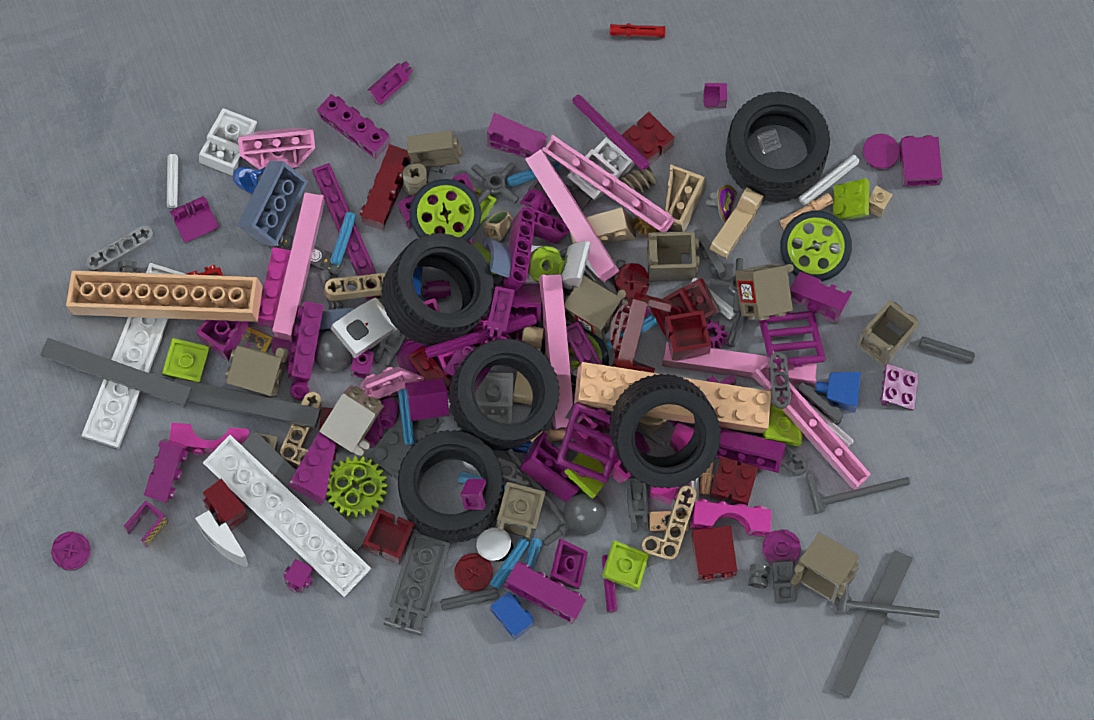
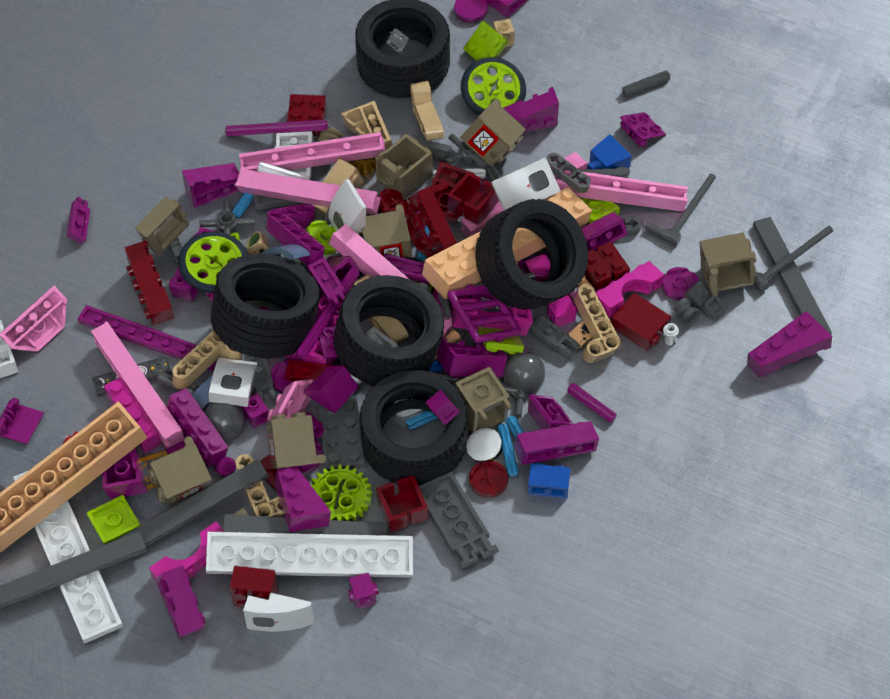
camera: 40 degrees left, 15 degrees down
(138, 516) = (193, 645): magenta piece -> none
(246, 178) = (30, 364): blue piece -> none
(272, 203) = (72, 358): sand blue brick -> none
(343, 238) = (151, 342): dark azure axle -> none
(353, 126) = (80, 267): magenta brick -> none
(407, 425) = (333, 419): dark azure axle -> none
(414, 178) = (165, 260): dark tan piece -> none
(468, 599) = (505, 497): dark grey axle -> none
(537, 200) = (267, 204): magenta brick -> none
(571, 181) = (267, 168): none -> white axle
(625, 565) = (590, 380): lime tile -> none
(637, 30) = (220, 63): red pin -> none
(715, 95) = (323, 56): magenta panel -> none
(724, 200) = (397, 114): shield -> none
(726, 588) = (671, 332): none -> white pin
(731, 364) = (526, 183): none -> white slope
(800, 677) = (794, 341): none -> magenta wedge
(811, 329) = (546, 137): magenta bar -> none
(817, 204) = (468, 59): light nougat pin -> none
(829, 179) = (455, 48): white axle -> none
(880, 340) = (604, 111): dark tan container -> none

